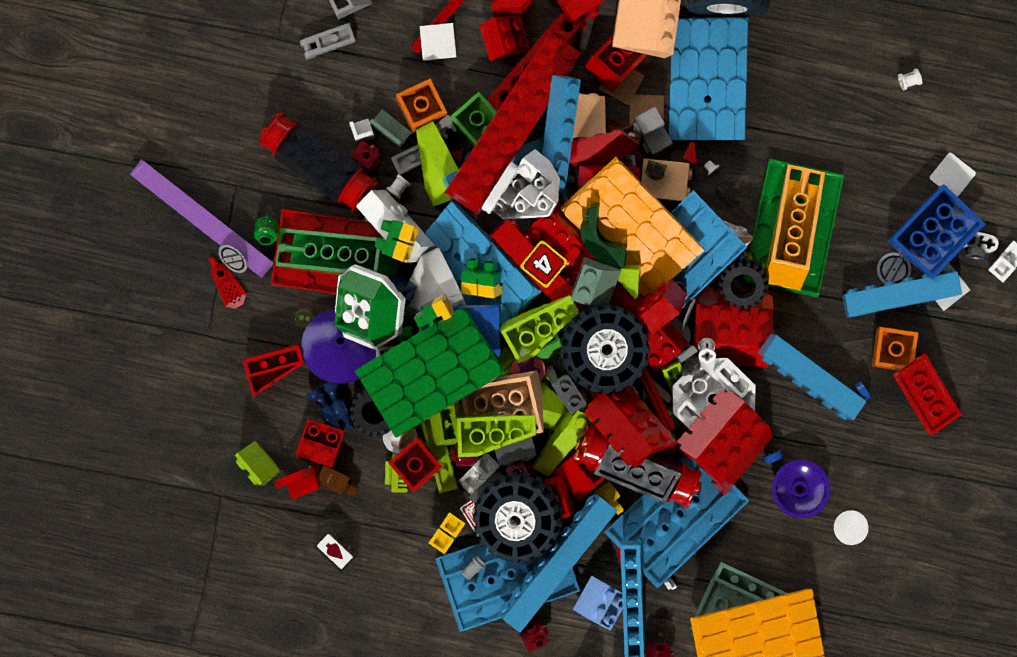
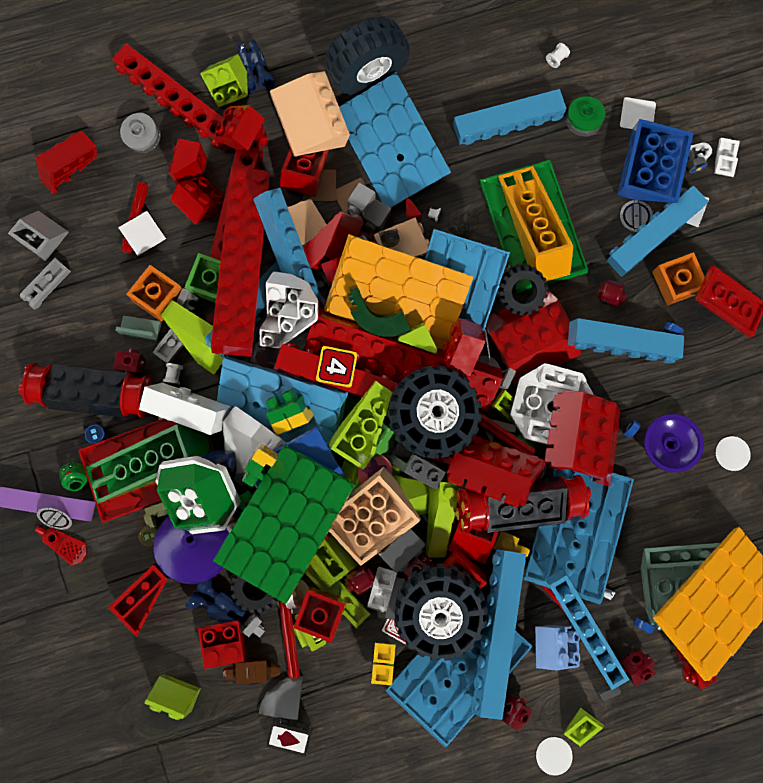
camera: 30 degrees left, 5 degrees down
(300, 482) = (222, 691): red panel -> none
(303, 202) = (95, 434): none -> dark blue tile
(325, 300) = (150, 517): none -> olive bracket
(346, 517) = (283, 699): none -> dark grey brick
(353, 441) = (253, 625): none -> light grey tile
(362, 130) = (114, 343): white panel -> none
(377, 471) = (289, 641): none -> red axle
(393, 247) = (190, 407): hips -> none
(473, 567) = (424, 682): light grey pin -> none
(486, 433) = (369, 549): lime wedge -> none
(500, 187) = (259, 320): white beam -> none
(595, 283) = (392, 358): sand green slope -> none
(684, 626) = (644, 625): none -> blue tile
(691, 366) = (517, 388): clear smoke plate -> none
(703, 350) = (520, 367): white bush -> none
(827, 328) = (612, 293): none -> dark red head
(830, 114) = (509, 117): none -> dark azure brick
(900, 151) = (585, 116): none -> green piece

